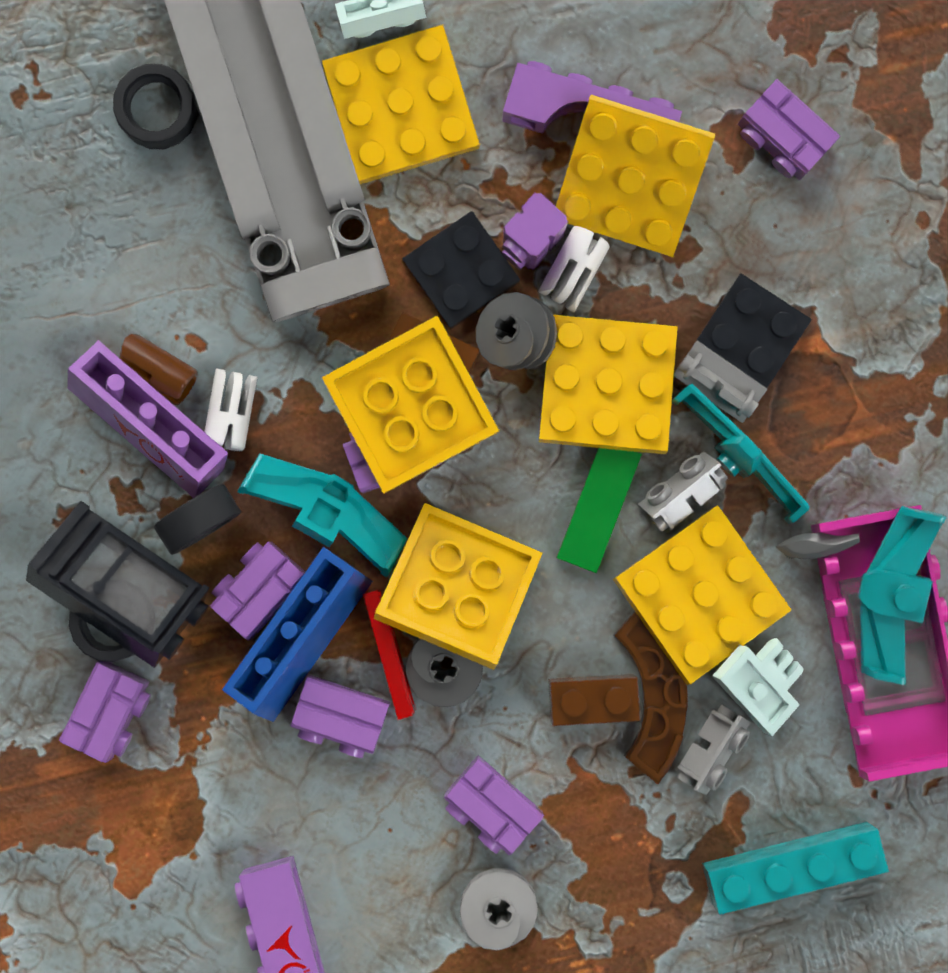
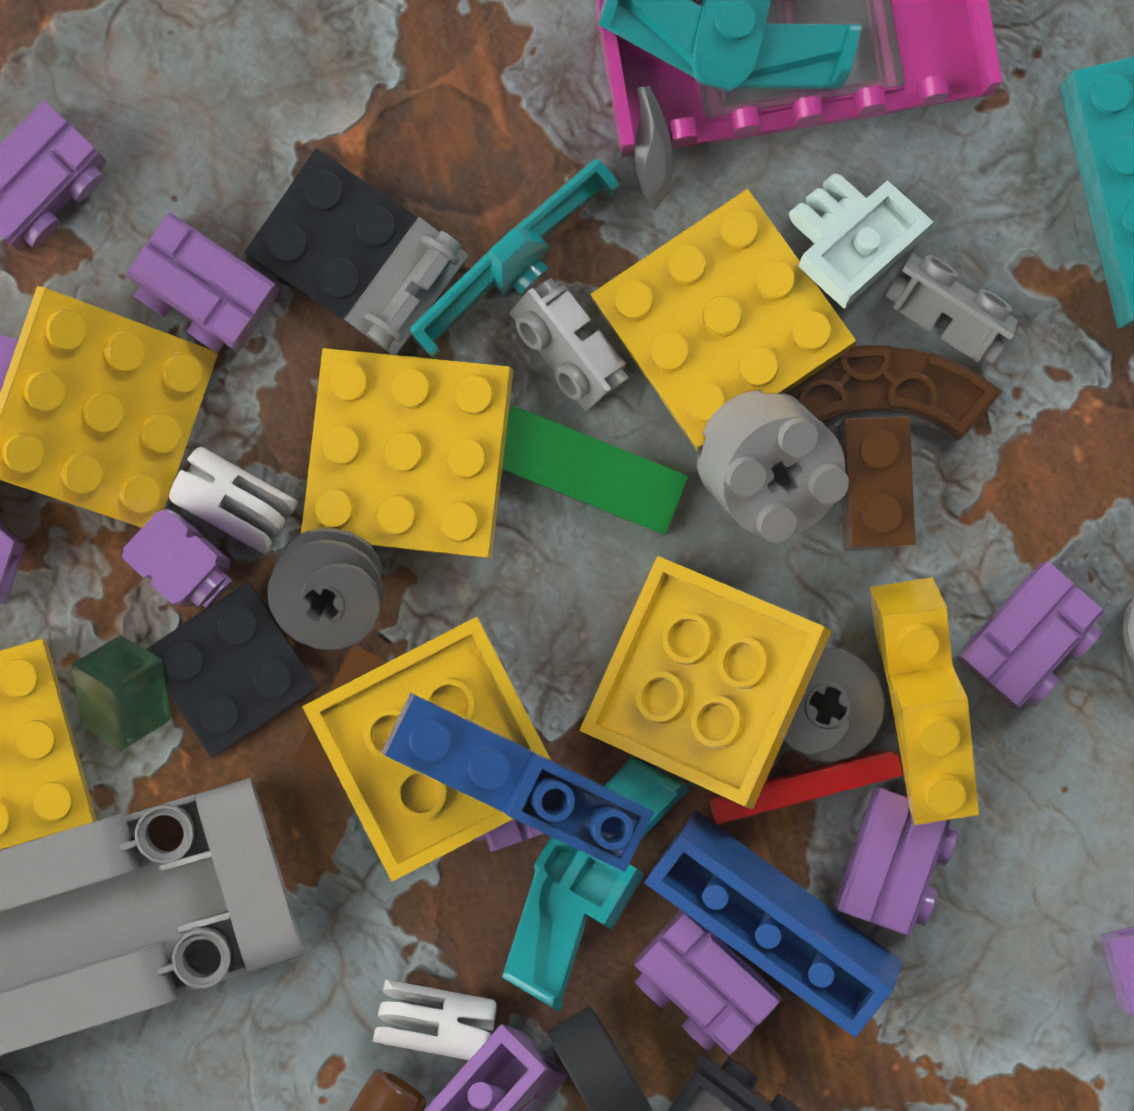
camera: 90 degrees left, 0 degrees up
(389, 459) = (517, 782): none -> blue slope
(445, 197) = (121, 692): none -> clear green panel
(448, 734) = (926, 700): none -> yellow arch
(605, 628) = (771, 464): none -> light grey brick
(719, 245) = (201, 283): none -> medium lavender brick

